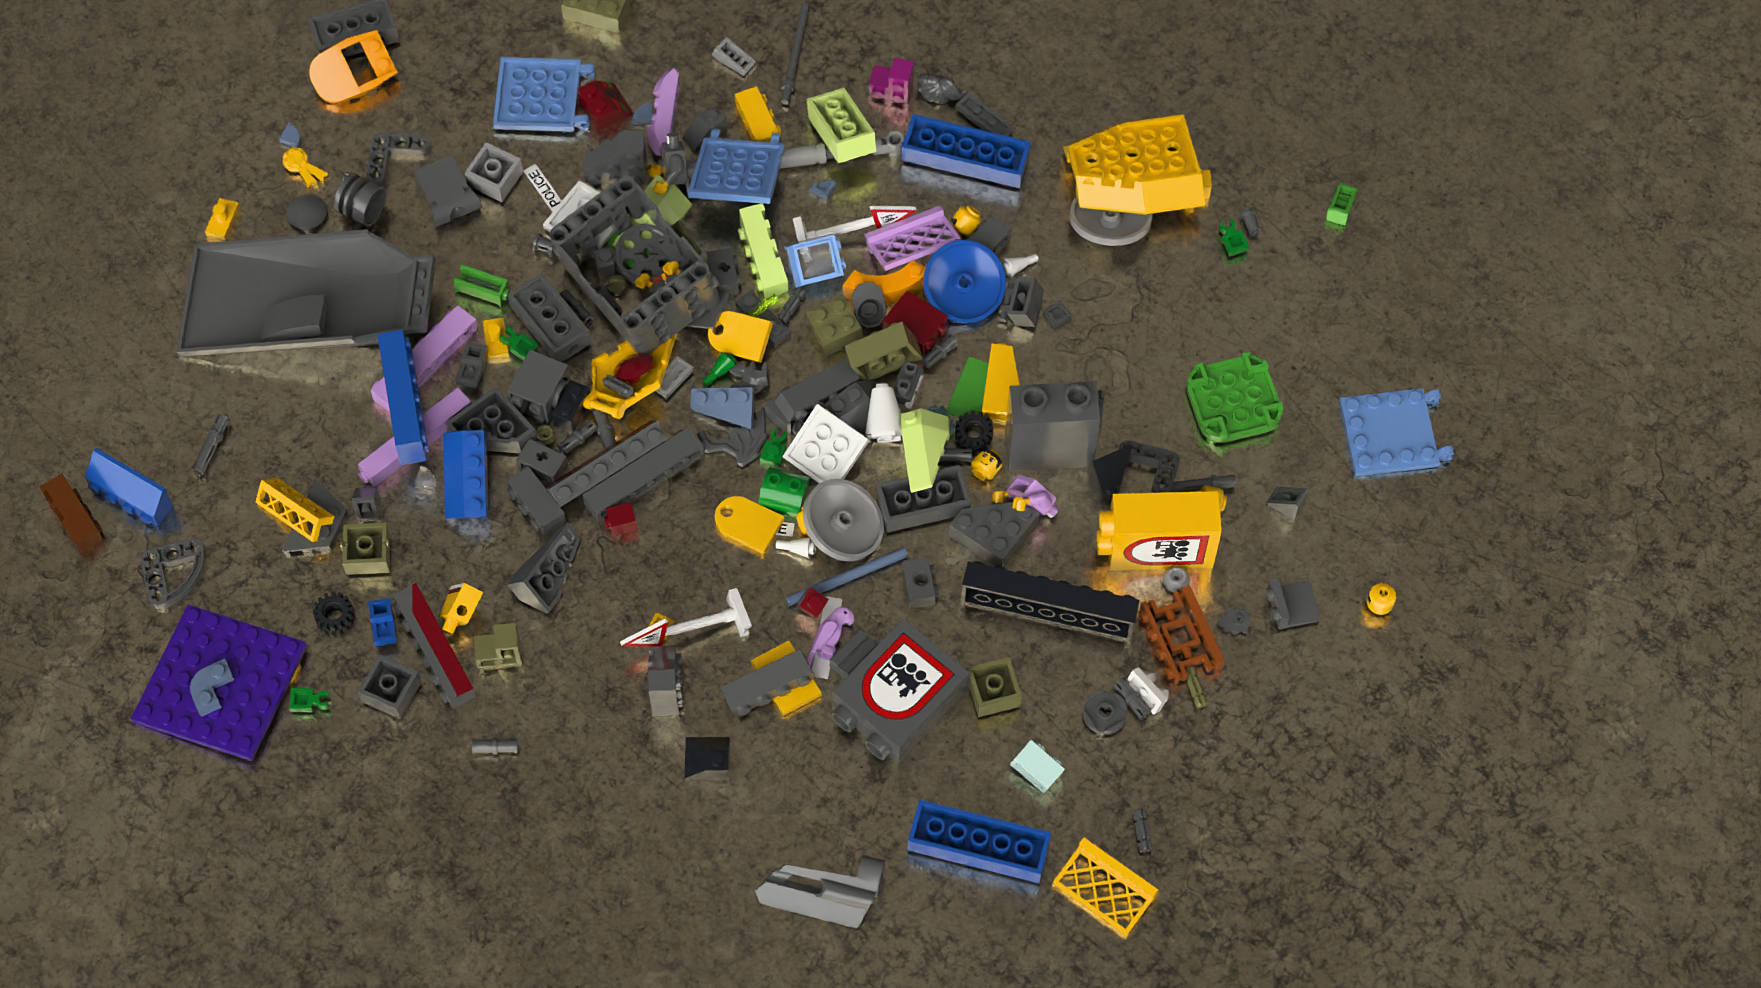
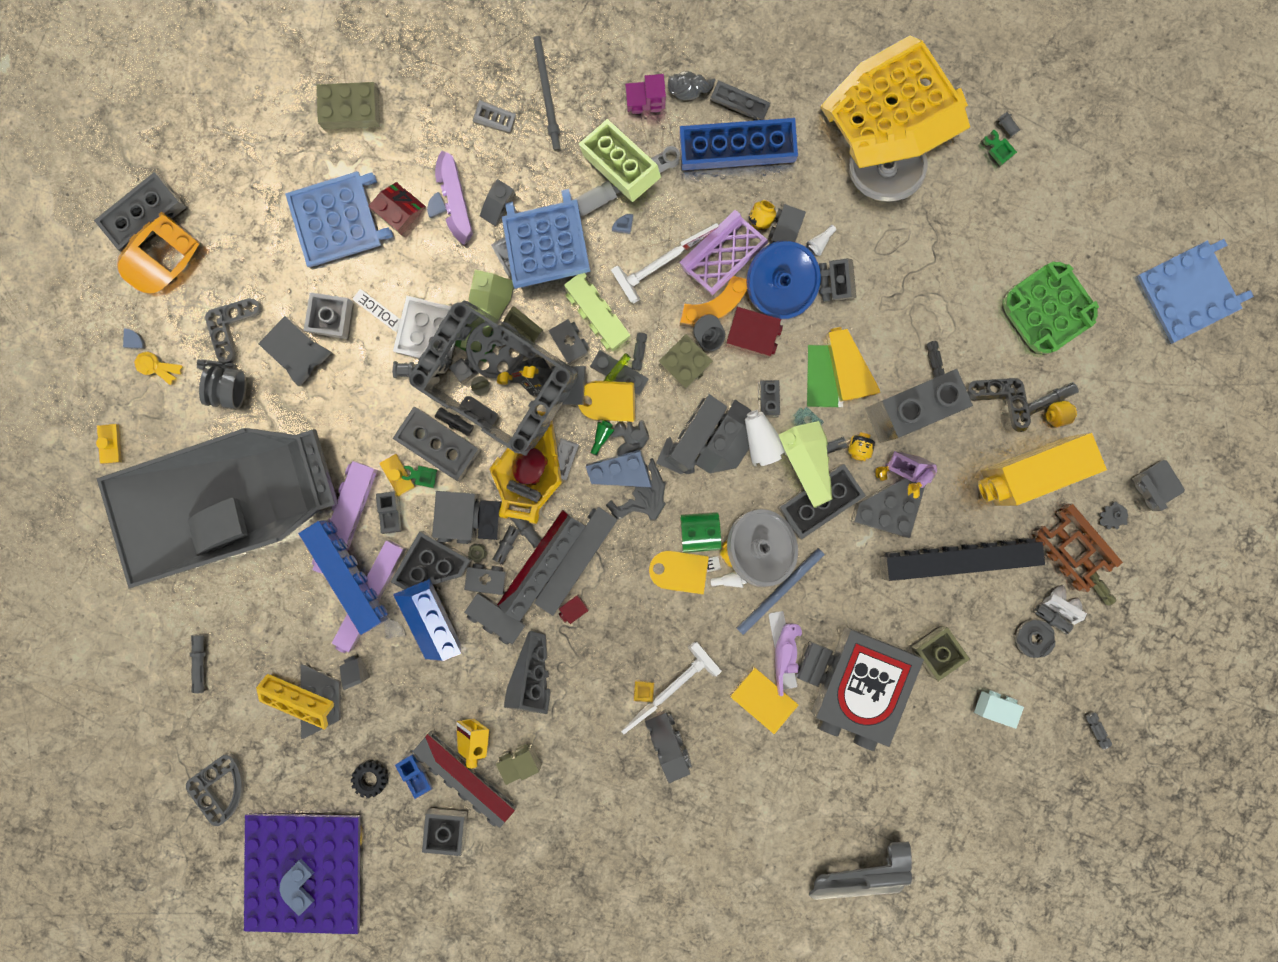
camera: 20 degrees left, 25 degrees up
(71, 513) = (110, 772): reddish brown wedge -> none
(127, 488) = (146, 733): slope -> none
(305, 698) = (379, 863): green plate -> none
(307, 212) = (180, 410): dark grey dish -> none
(366, 548) = (371, 716): olive brick -> none
(482, 285) = (365, 431): bright green window -> none
(495, 746) = (550, 847): dark grey pin -> none
(617, 158) = (434, 269): dark grey brick -> none
(671, 164) = (487, 258): dark grey torso -> none
(707, 758) = (727, 794): black slope -> none
(755, 115) = (539, 174): yellow brick -> none
(768, 682) = (755, 717): dark grey brick -> none
(774, 450) = (676, 498): green plate -> none
(812, 602) = (763, 631): dark red brick -> none
(815, 259) = (645, 304): window -> none
(825, 446) = (723, 484): white plate -> none
(883, 351) = (740, 377): olive brick -> none
(920, 595) = (853, 586): dark grey brick -> none
(939, 351) = (783, 351): dark grey axle -> none
(973, 420) = (851, 419): black tyre -> none
(979, 841) = (975, 792): blue brick -> none
(1057, 314) = (870, 277): dark grey tile -> none
(1109, 473) = (972, 422): black slope -> none
(1116, 870) = (1095, 776): yellow fence -> none
(1170, 581) = (1056, 501): light grey plate -> none
(1288, 500) = (1127, 390): dark grey slope -> none
(1341, 214) = (1082, 89): bright green slope -> none
(1381, 598) = (1232, 456): yellow head -> none

